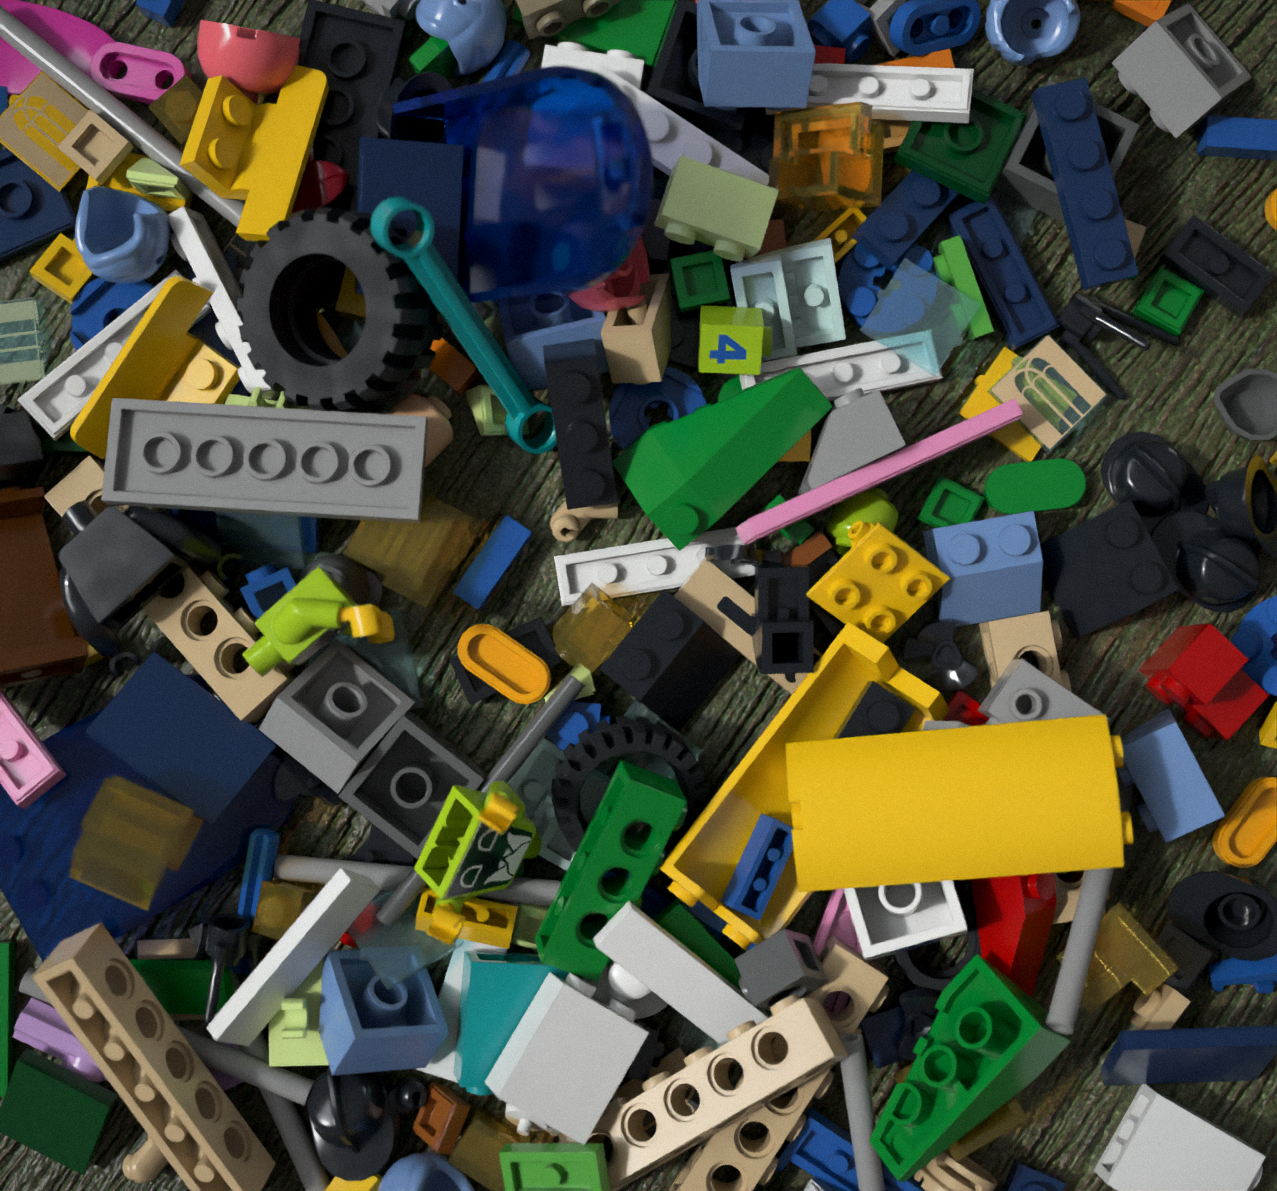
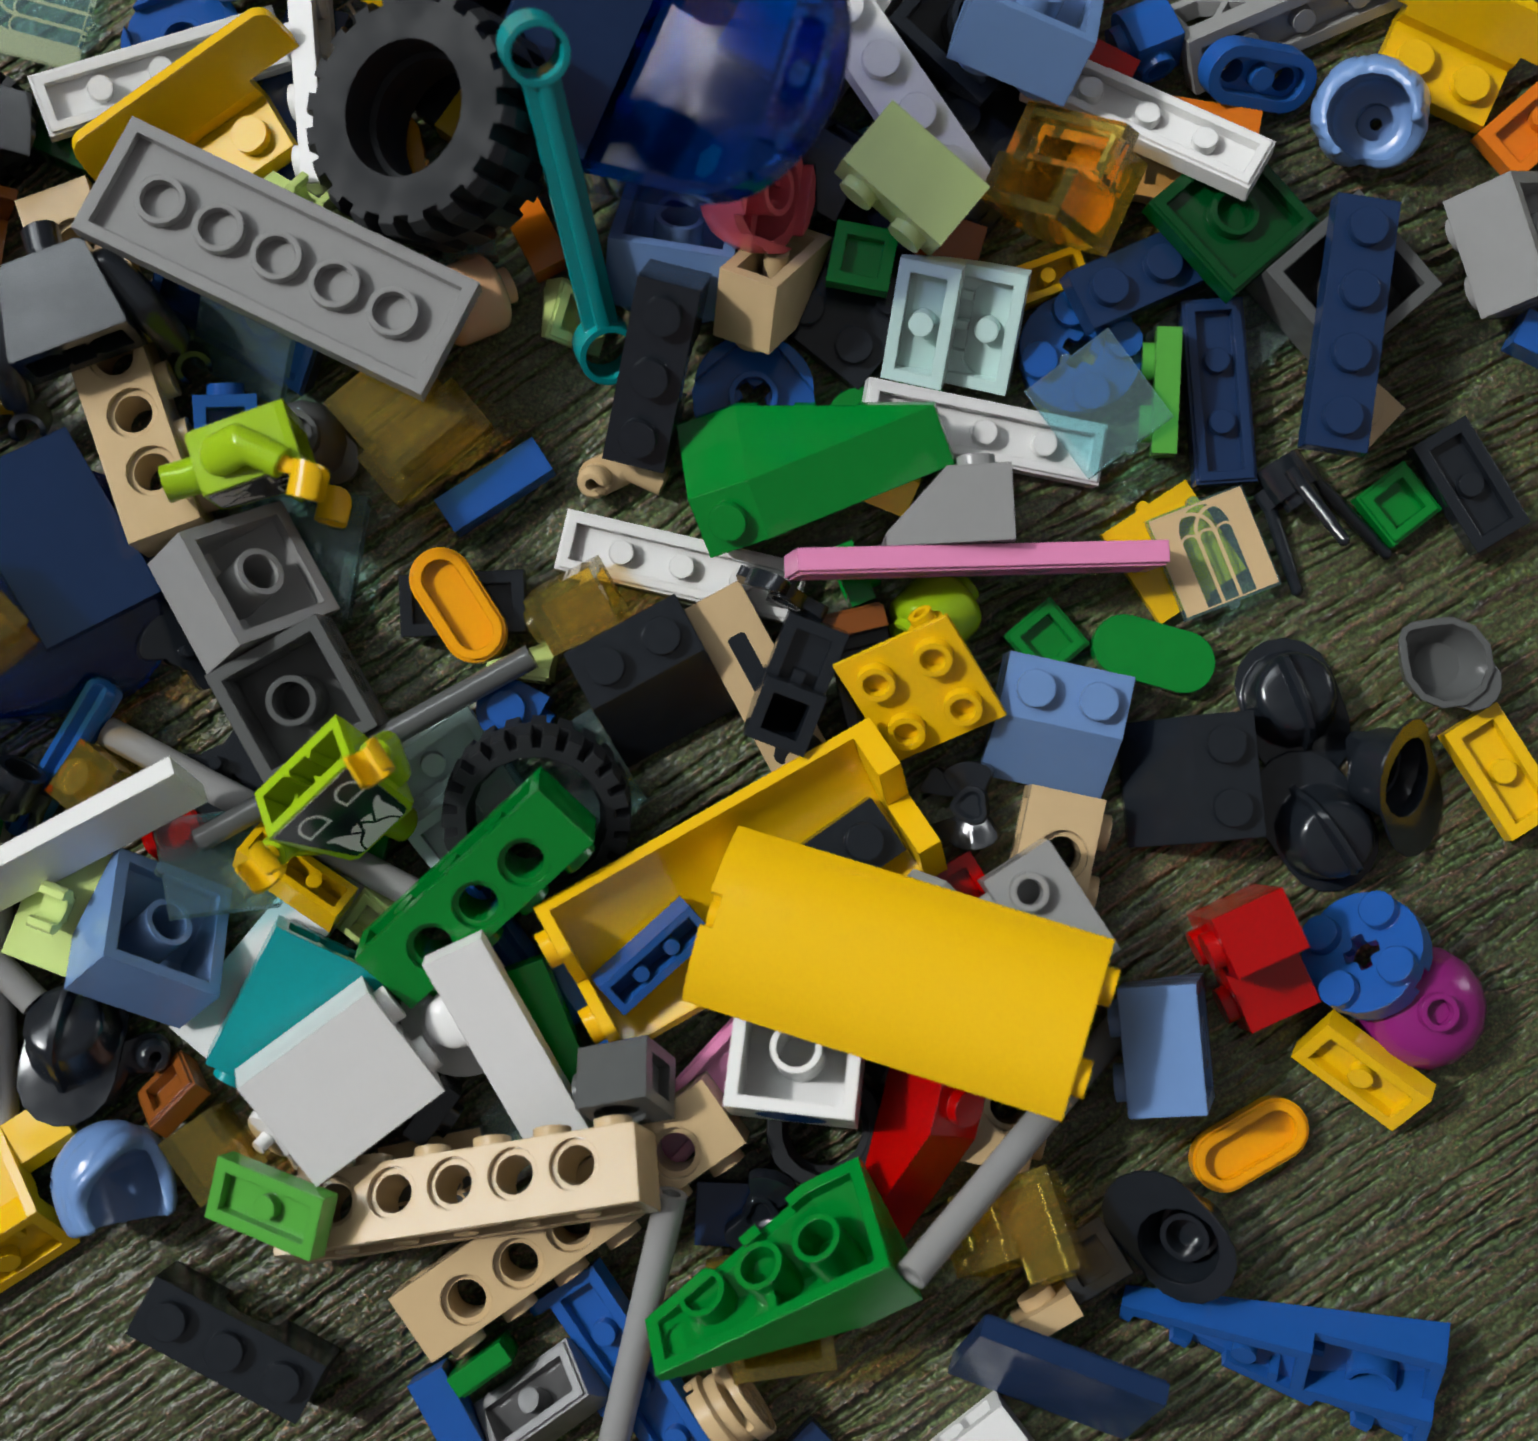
camera: 25 degrees right, 0 degrees up
(732, 340) = (870, 340): lime brick -> none

